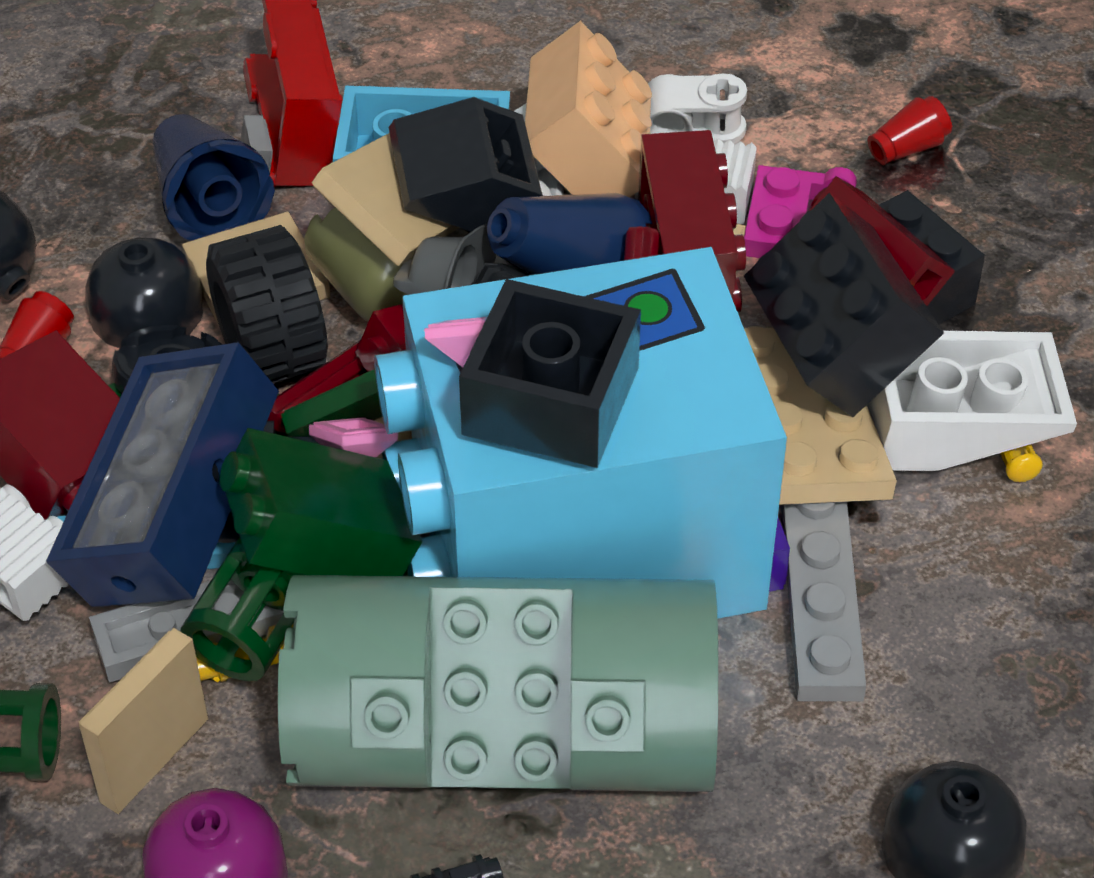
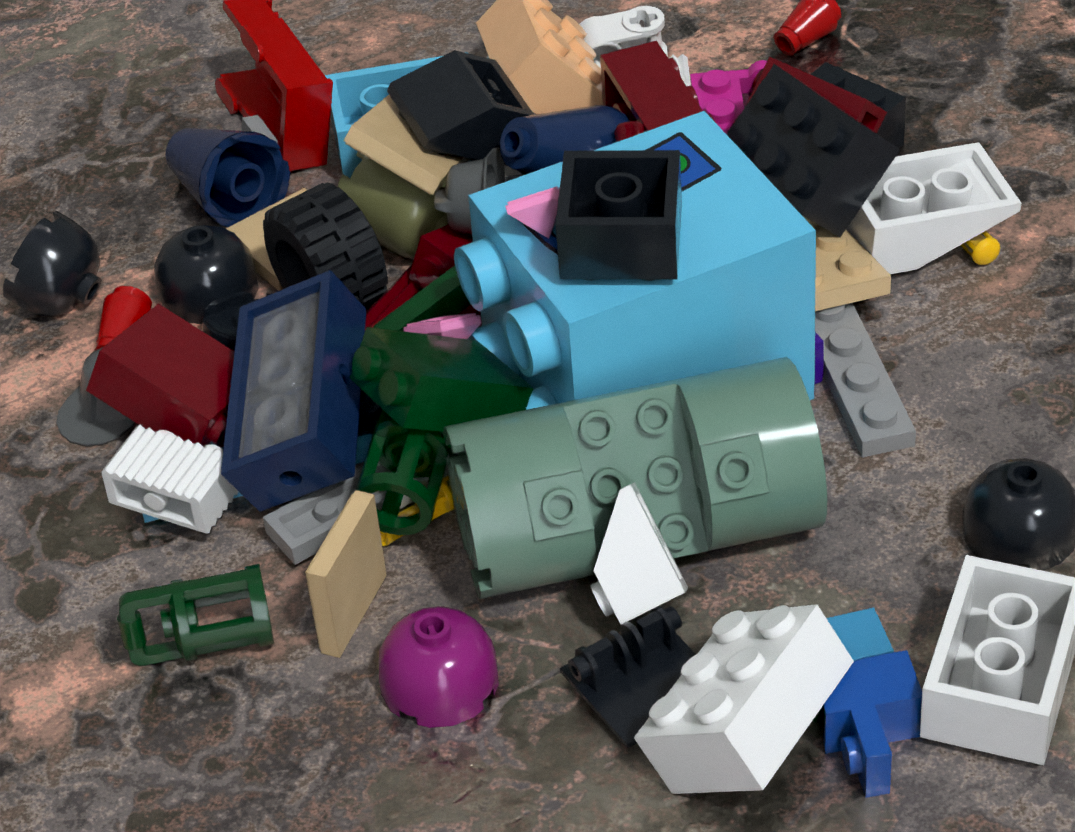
camera: 10 degrees left, 5 degrees down
(472, 791) = (634, 561): none -> white slope

